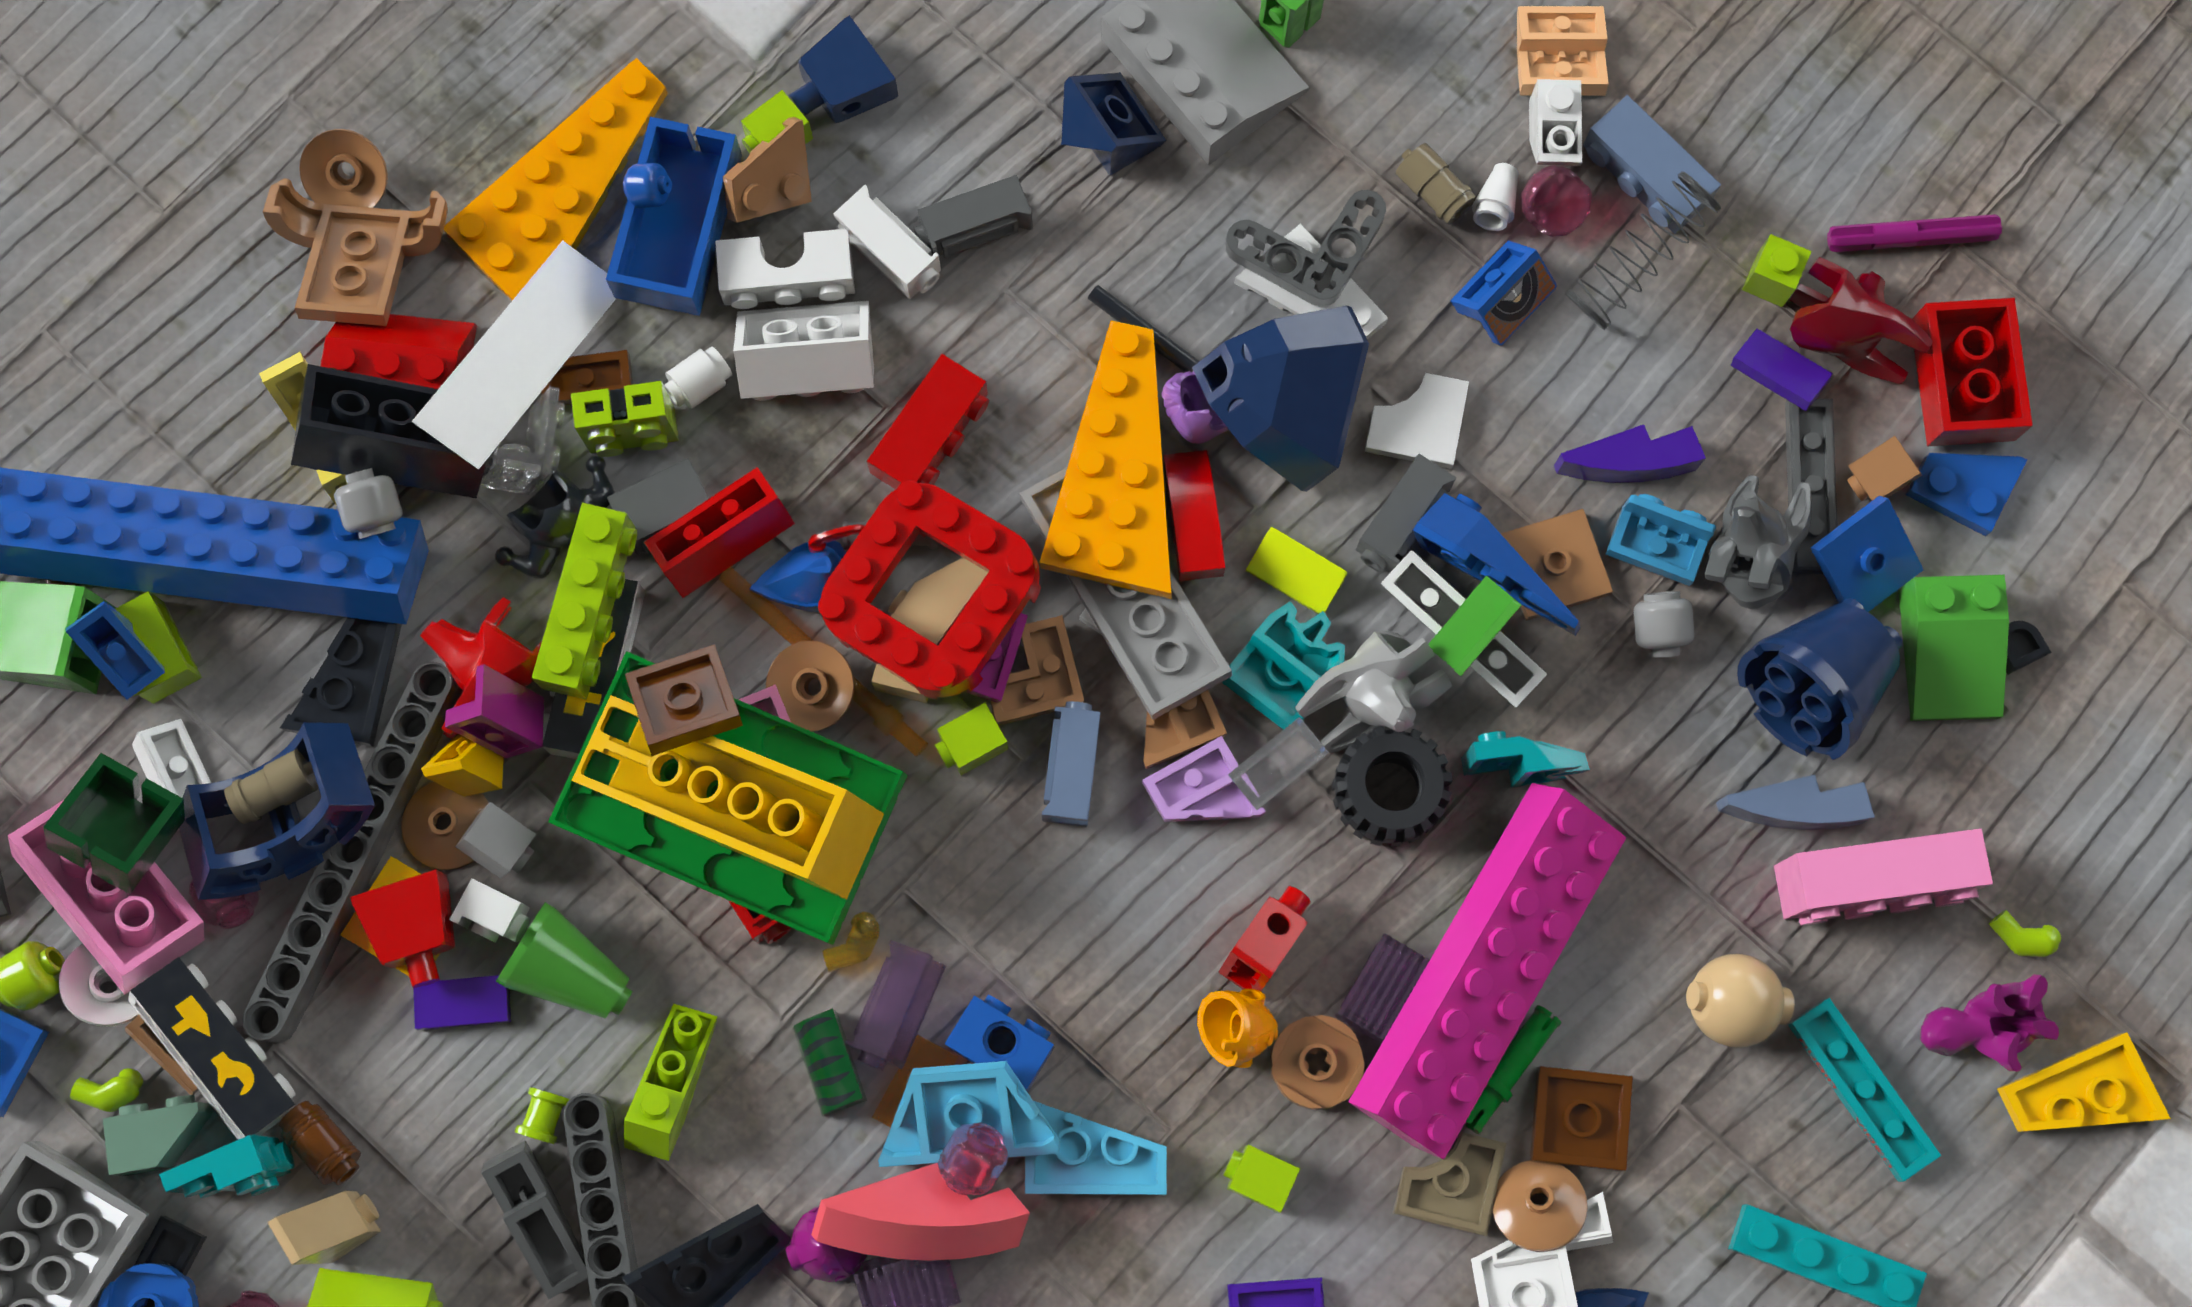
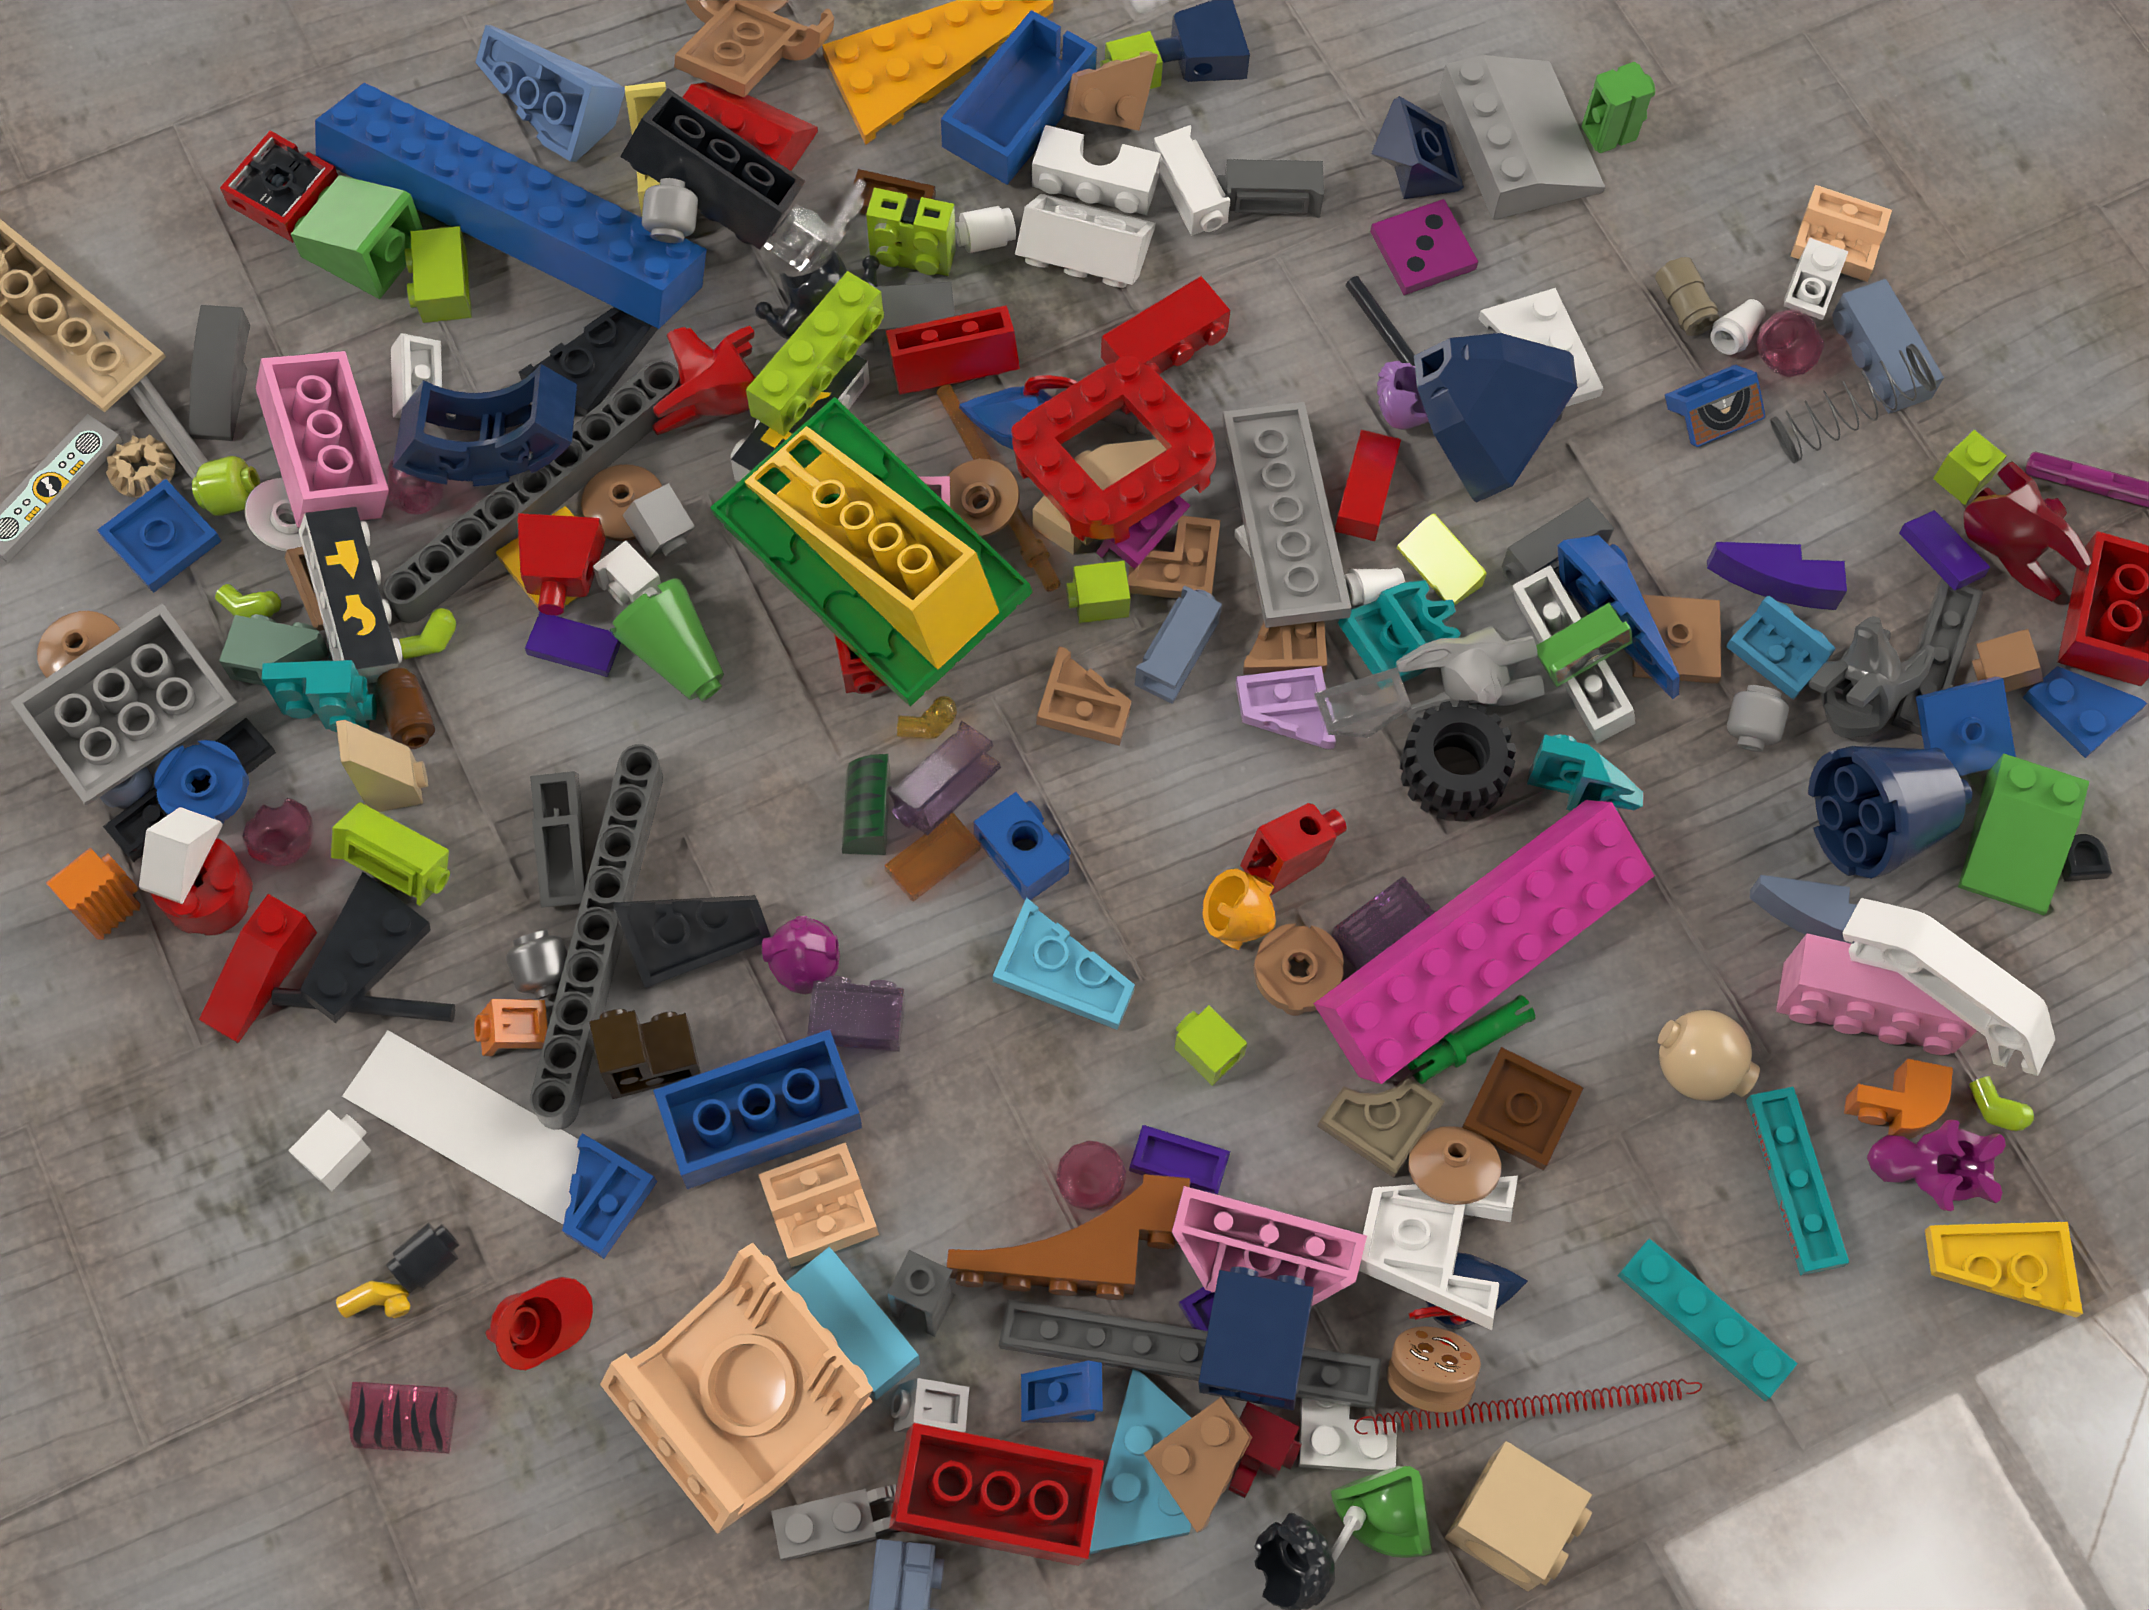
camera: 20 degrees right, 10 degrees down
(109, 825) = (344, 379): dark green piece -> none
(115, 649) = (413, 251): blue slope -> none
(192, 393) = (557, 96): none -> medium blue wedge
(271, 787) = (495, 406): dark tan piece -> none
(316, 1051) = (433, 637): none -> lime arm
(465, 767) = (664, 456): yellow slope -> none
(502, 717) = (705, 416): magenta panel -> none
(517, 356) = (842, 151): white sticker -> none
(542, 1115) = (600, 756): lime bush -> none
(647, 185) = (1006, 59): blue piece -> none
(668, 1083) = (718, 772): lime slope -> none
(683, 700) = (866, 445): reddish brown tile -> none
(920, 1219) = (892, 952): coral slope -> none
(964, 1094) = (967, 887): medium azure wing -> none
(973, 1159) = (959, 918): clear pink head -> none
(998, 865) = (1082, 702): none -> medium nougat wing
(1113, 492) = (1306, 434): light orange wing -> none
(1151, 224) = (1424, 246): none -> magenta tile
(1235, 628) = (1367, 584): none -> white cone
(1309, 265) = (1550, 318): dark grey beam -> none
(1422, 424) = (1607, 480): white tile -> none
(1949, 968) = (1916, 1102): none -> orange brick
(1951, 852) = (1955, 977): none -> white piece

